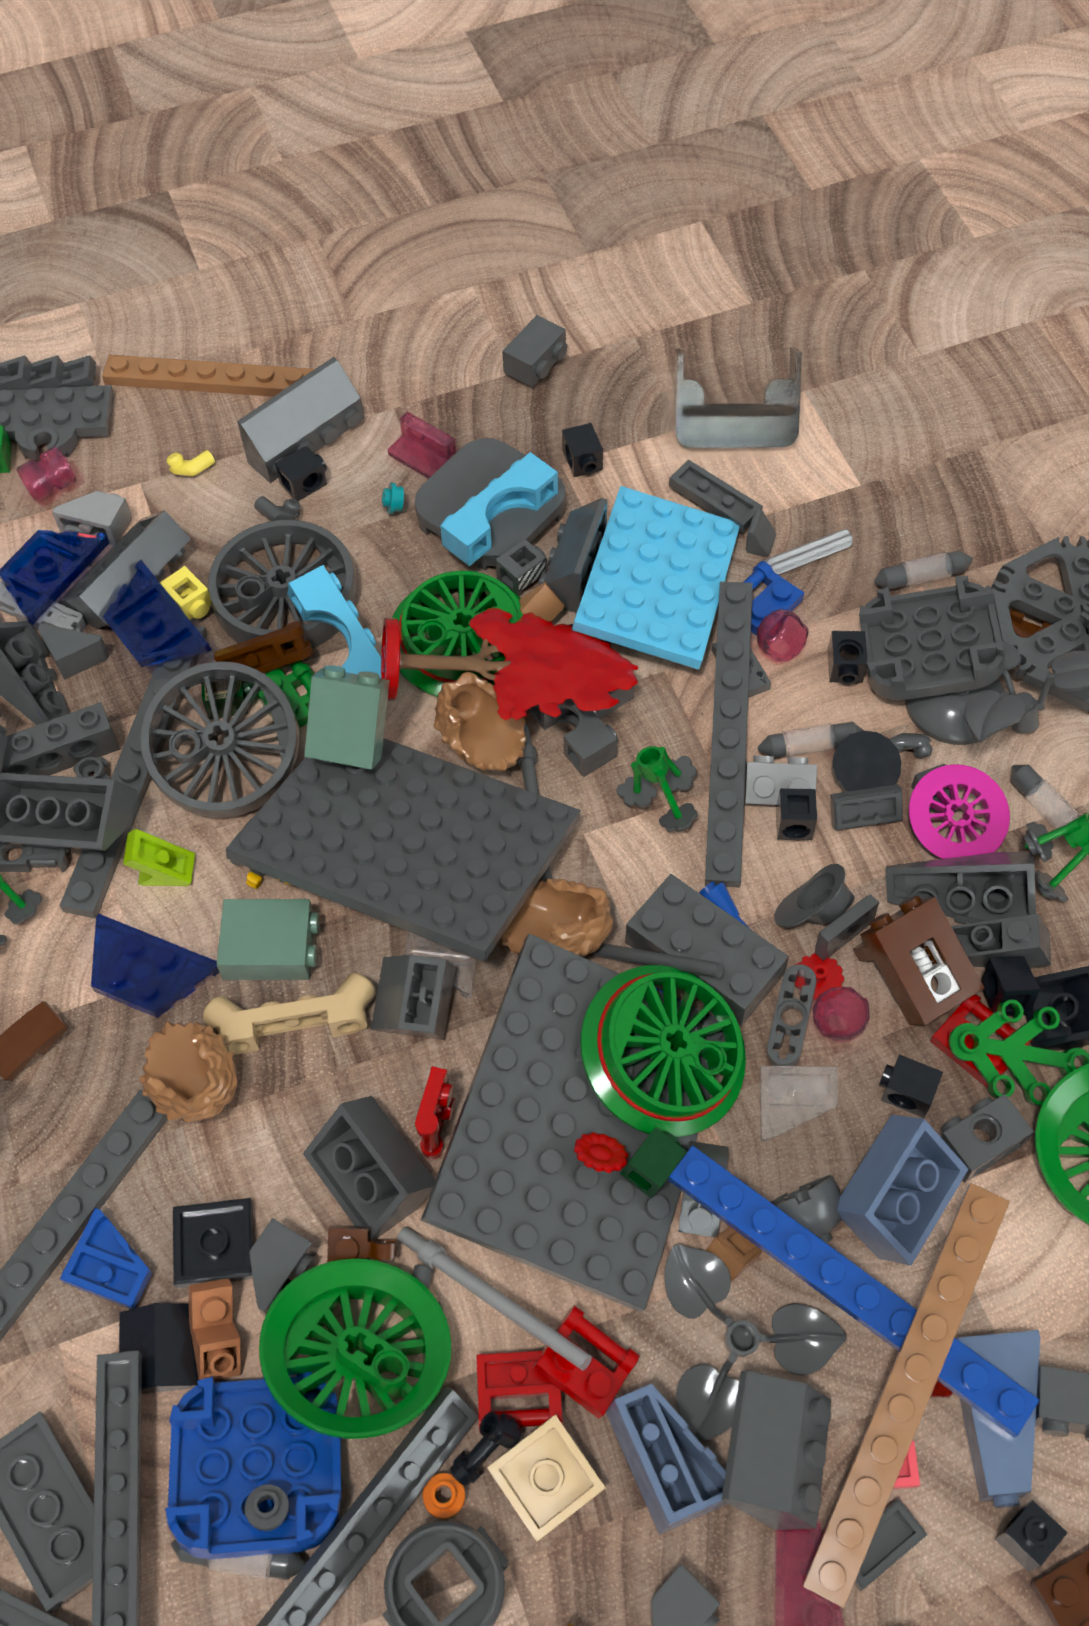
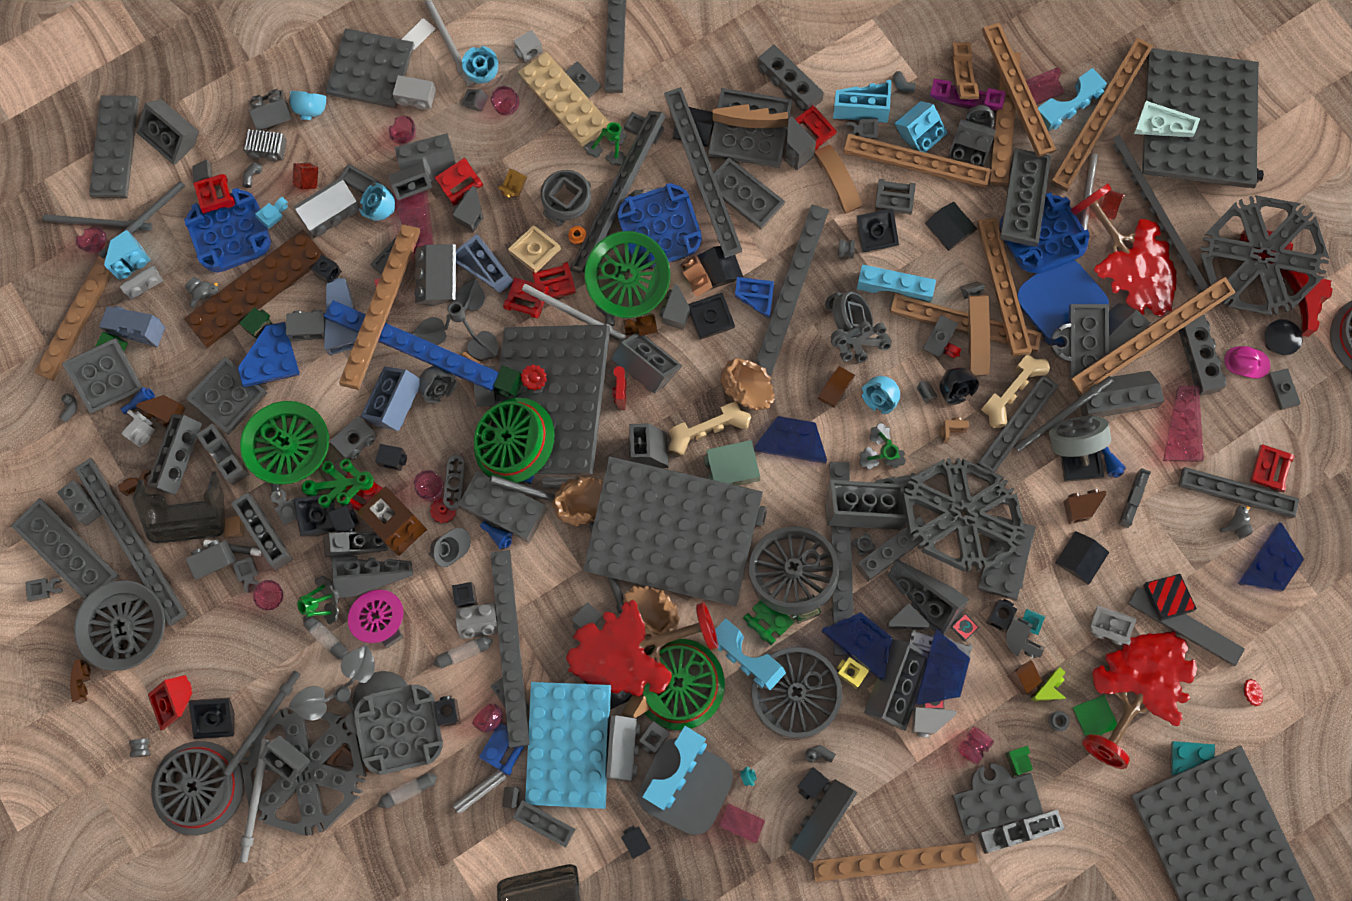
camera: 170 degrees right, 15 degrees up
(158, 860) = (804, 496): lime slope -> none
(190, 467) = (889, 777): light yellow arm -> none
(267, 650) = (790, 637): reddish brown plate -> none
(269, 1520) = (647, 212): dark grey plate -> none
(346, 717) = (720, 582): sand green brick -> none
(495, 1431) = (559, 259): black bar -> none
(656, 767) = (551, 598): plant -> none
(794, 1096) = (447, 441): clear wing -> none
(846, 927) = (430, 535): dark grey tile -> none
(865, 762) = (429, 639): black tile -> none
(866, 807) = (427, 612): dark grey plate -> none
(914, 741) = (407, 663): dark grey arm -> none

